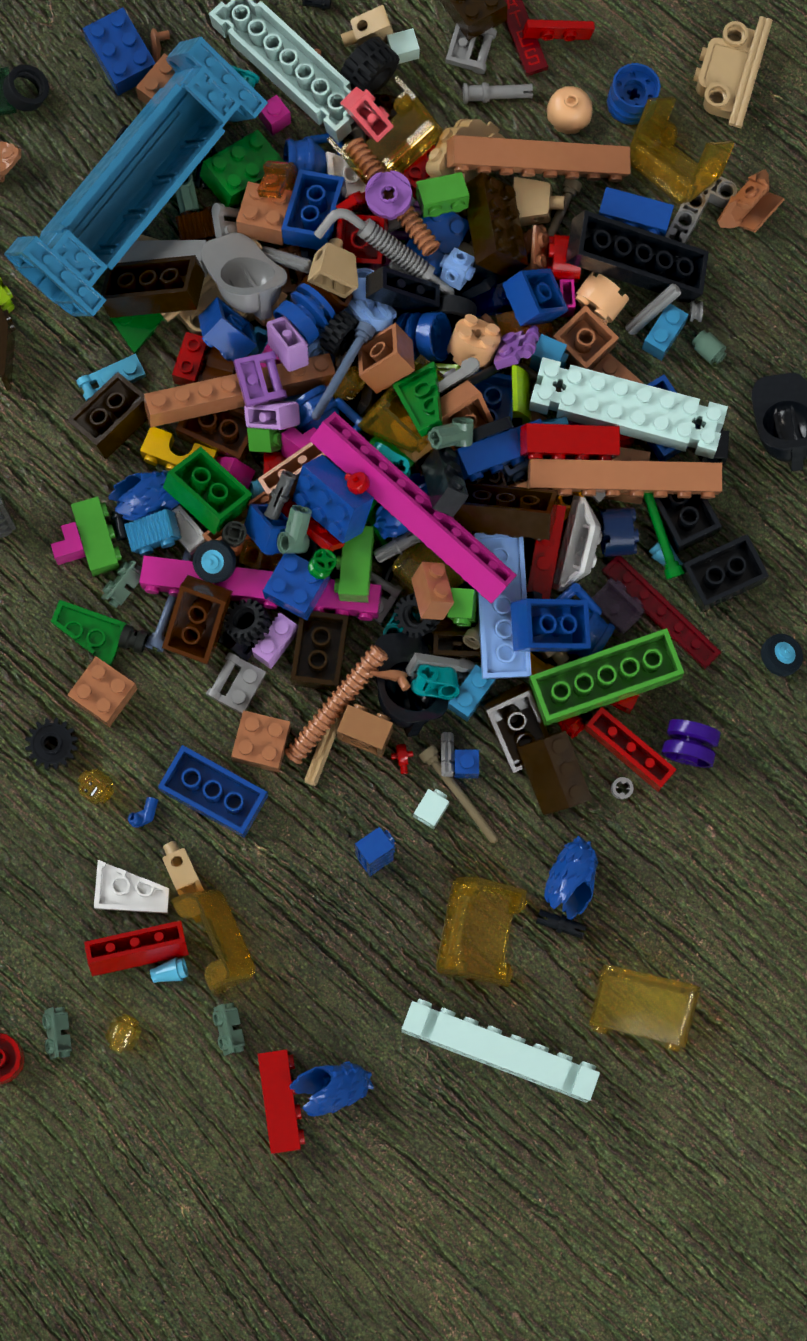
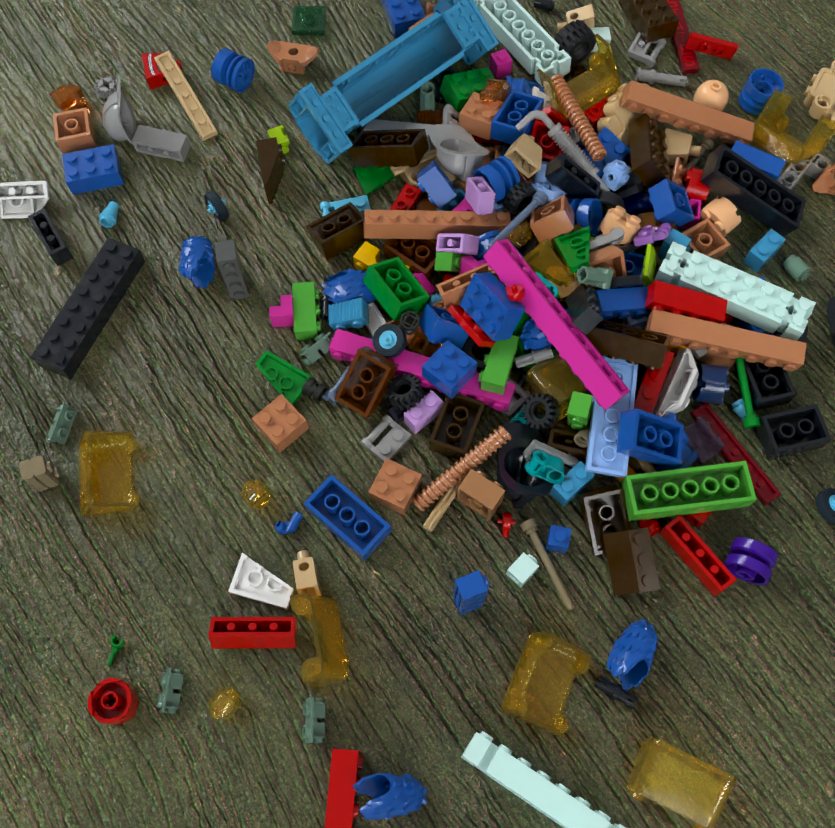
camera: 15 degrees right, 10 degrees down
(15, 98) = (339, 12): black tyre -> none
(43, 735) = (224, 448): black gear -> none
(172, 970) = (278, 658): medium azure cone -> none
(253, 382) = (448, 214): medium lavender plate -> none
(280, 495) = (451, 297): dark grey pin -> none
(288, 260) = (497, 149): light grey axle -> none
(295, 537) = (455, 331): sand green piece -> none
(326, 559) = (473, 353): green wheel -> none
(366, 114) = (568, 62): coral brick -> none
(392, 207) = (578, 119): medium lavender plate -> none
(394, 675) = (513, 454): nougat bar -> none
(432, 590) = (558, 391): nougat brick -> none
(442, 195) = (614, 121): bright green brick -> none
(447, 754) = (543, 528): light grey axle -> none
(622, 780) = (685, 581): light grey bush -> none
(653, 309) = (758, 231): light grey axle -> none
(696, 311) = (789, 242): light grey bush -> none

